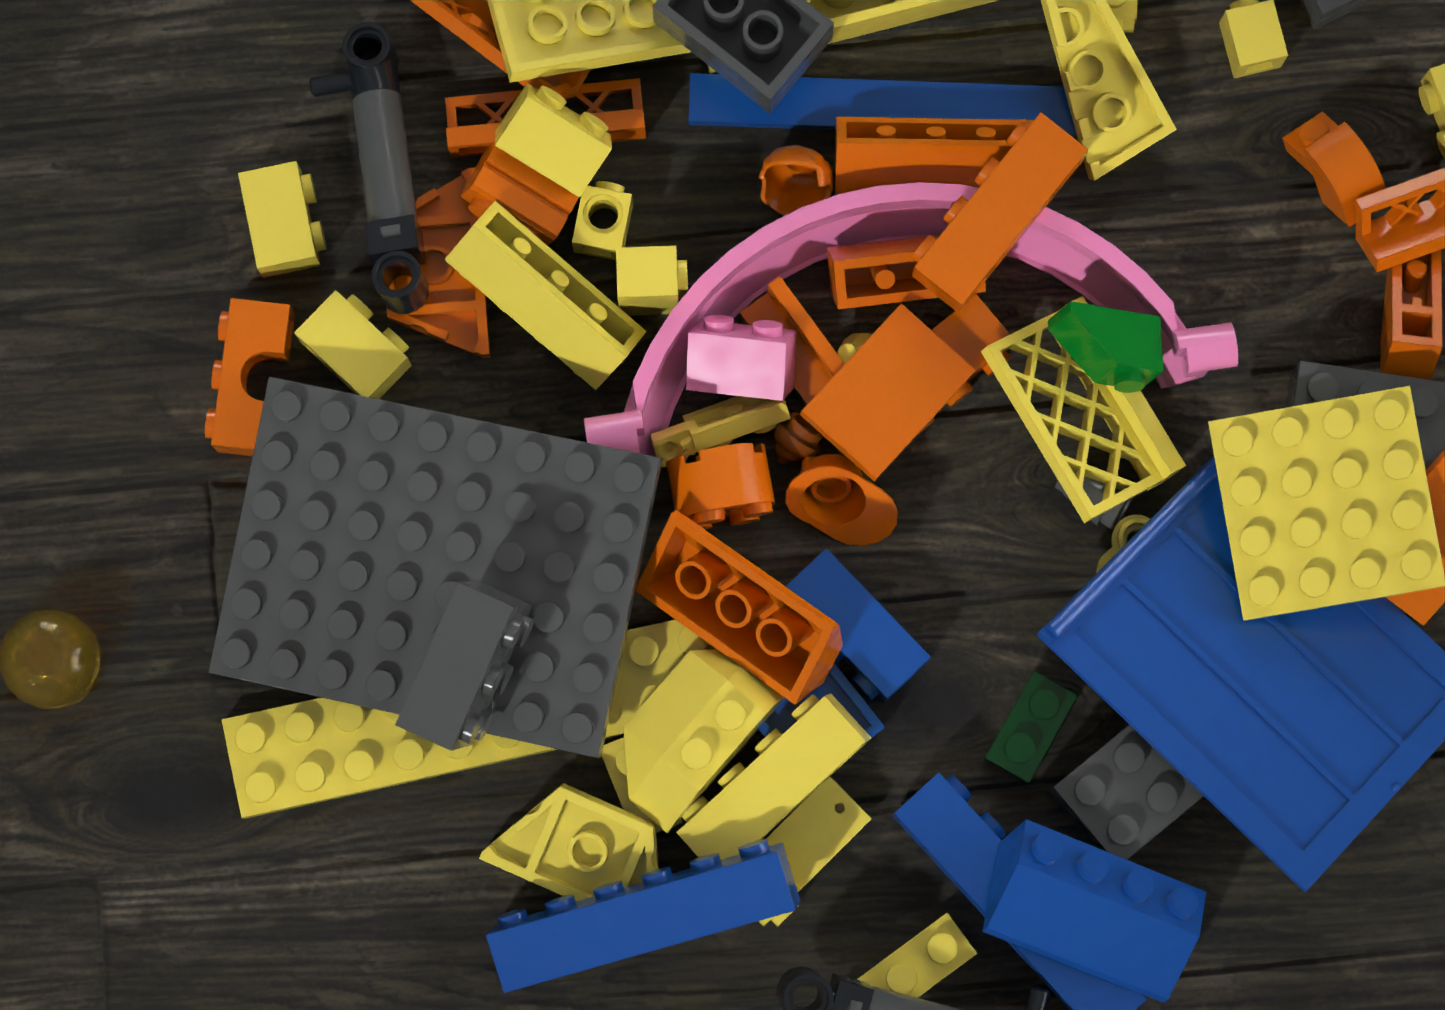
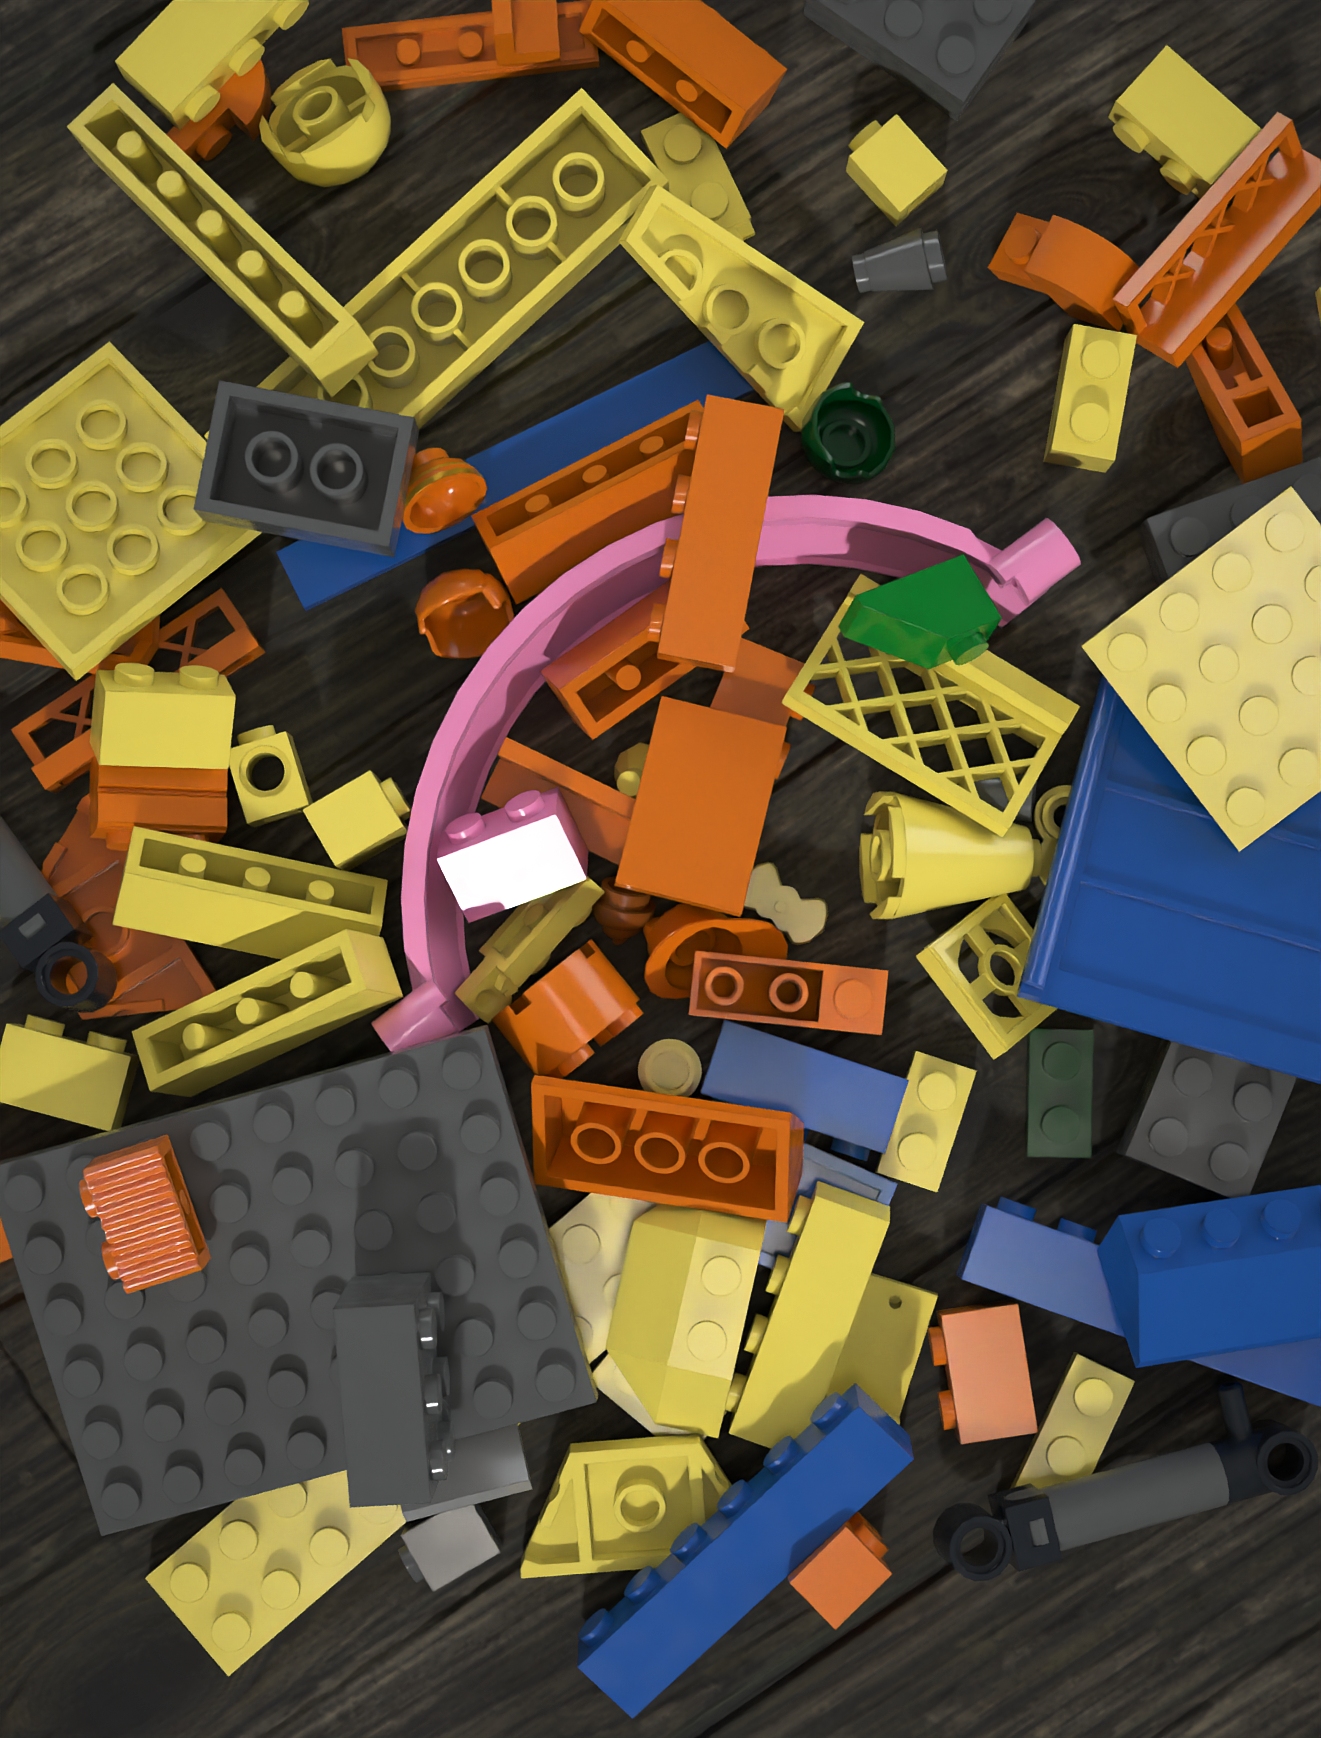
camera: 30 degrees left, 5 degrees up
(361, 460) = (144, 1215): none -> orange brick
(442, 806) = (448, 1545): none -> brick
(486, 763) = (483, 1470): none -> light grey tile
(516, 375) = (267, 1013): none -> light yellow brick
(704, 963) = (843, 1570): none -> orange brick
(773, 560) = (670, 1068): none -> light yellow plate
(824, 90) = (441, 492): none -> orange piece
(876, 888) = (984, 1372): none -> orange brick
(880, 555) = (788, 993): none -> orange slope
(912, 508) = (798, 917): none -> light yellow piece
(927, 696) = (927, 1121): none -> light yellow plate
(996, 586) = (941, 962): none -> light yellow piece
(1034, 517) = (938, 857): none -> light yellow cone
(1124, 199) = (848, 435): none -> dark green hair
(1224, 104) = (902, 264): none -> dark grey cone
(1305, 261) = (1090, 398): none -> light yellow brick

